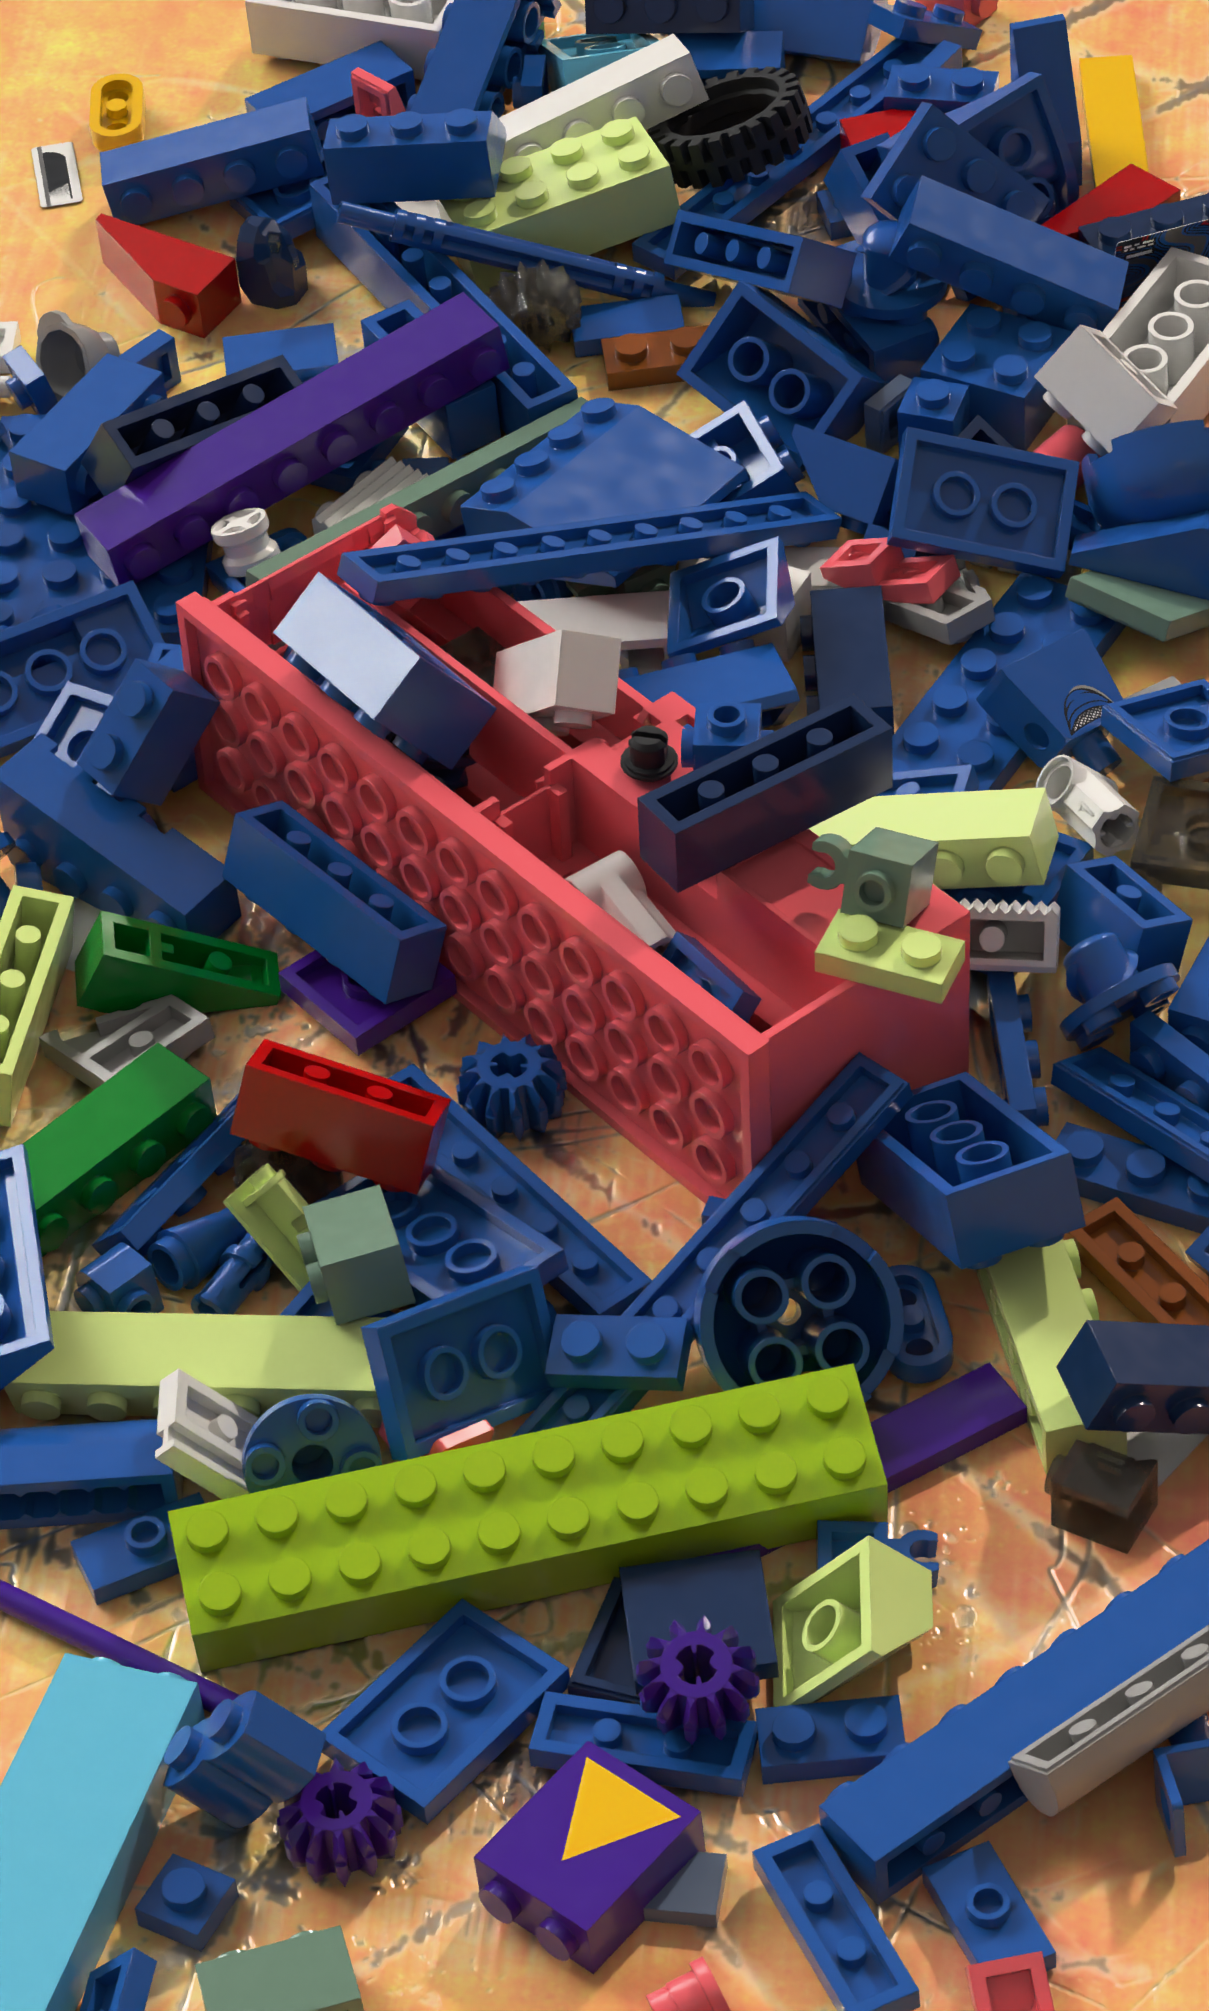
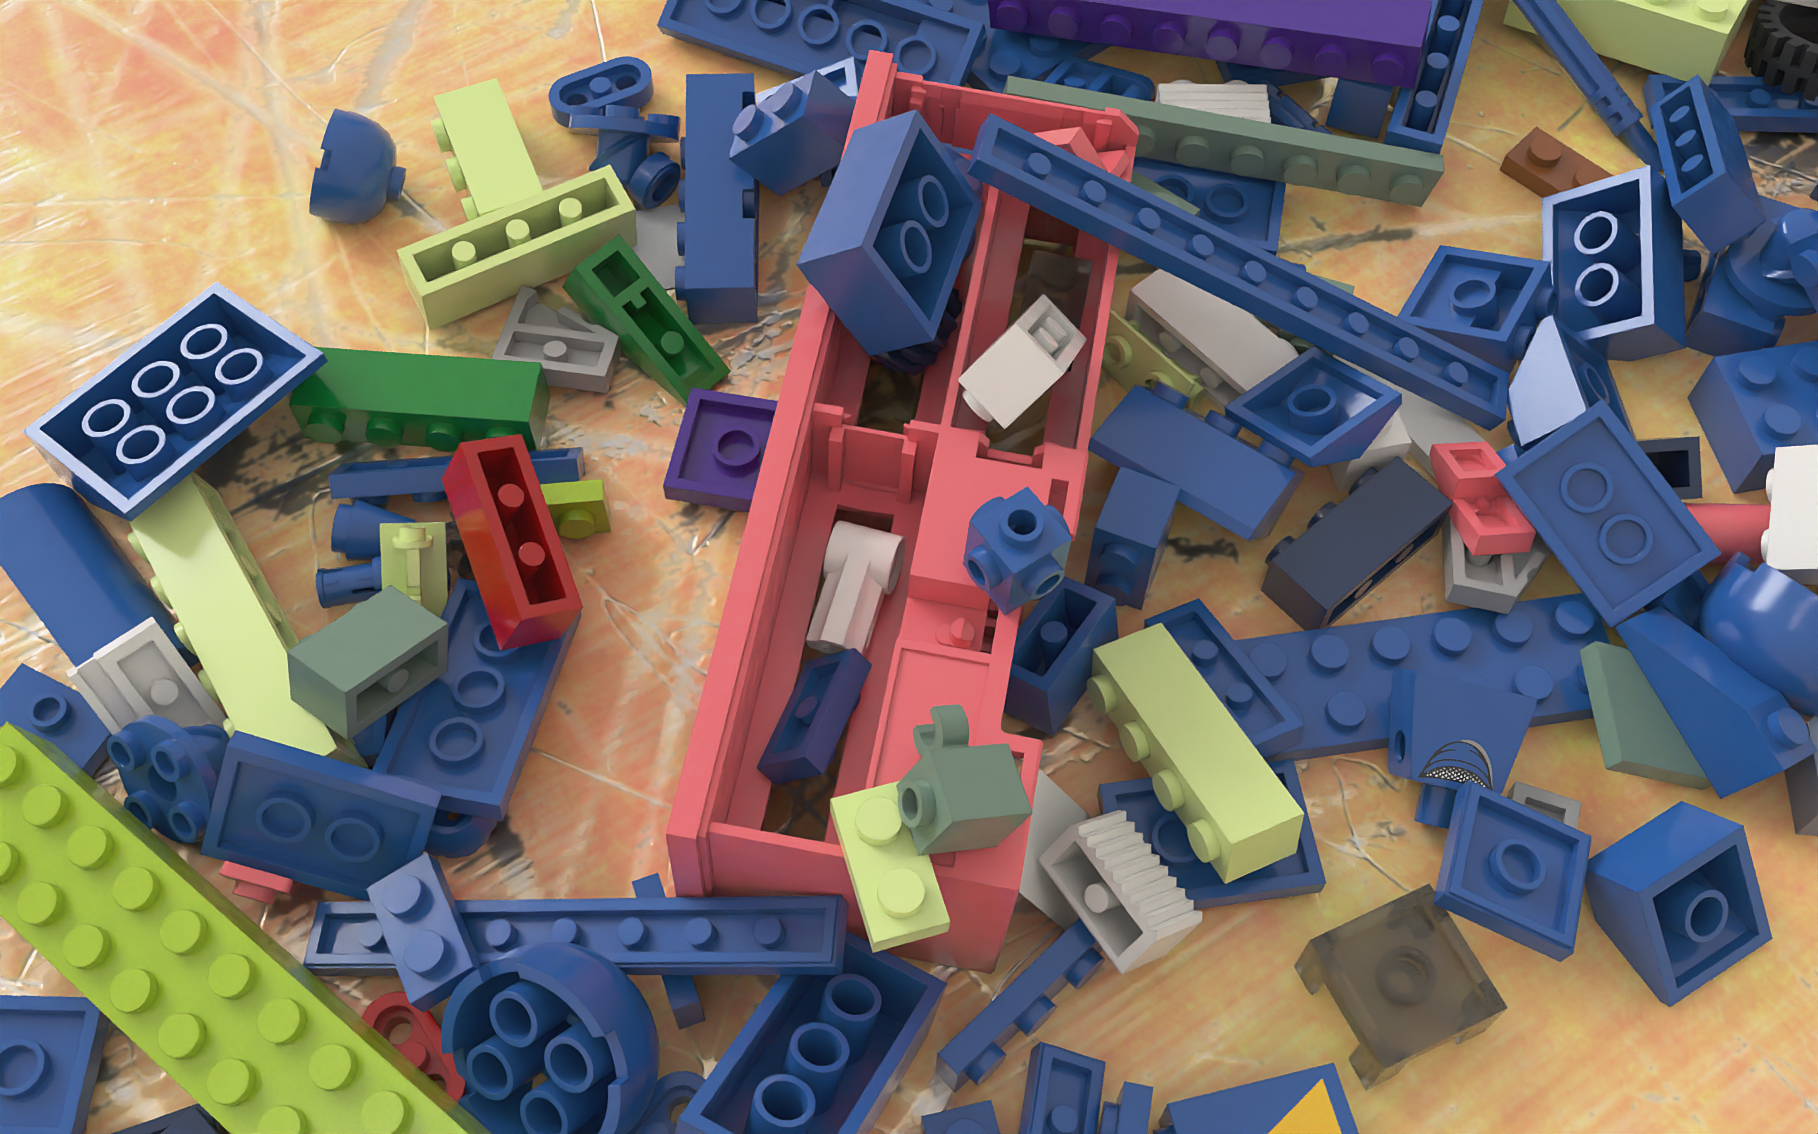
camera: 45 degrees right, 15 degrees up
(118, 1283) = (296, 515): blue plate -> none
(244, 540) = (1087, 59): white wheel -> none
(334, 902) = (752, 372): blue brick -> none
(512, 1086) = (673, 626): blue gear -> none
(539, 302) = (1514, 62): clear smoke gear -> none
(598, 1274) = (579, 718): blue plate -> none
(602, 466) = (1361, 226): blue slope -> none
(625, 317) = (1573, 127): blue tile -> none
(649, 755) = (973, 487): black piece -> none
(765, 792) = (982, 617): dark blue brick -> none
(881, 414) = (1660, 370): sand blue tile -> none
(934, 407) = (1679, 404): blue brick -> none
(1090, 804) = (1366, 844): white piece -> none
(1110, 988) = (1150, 1037): blue plate -> none
(1113, 898) = (1244, 981): blue brick -> none

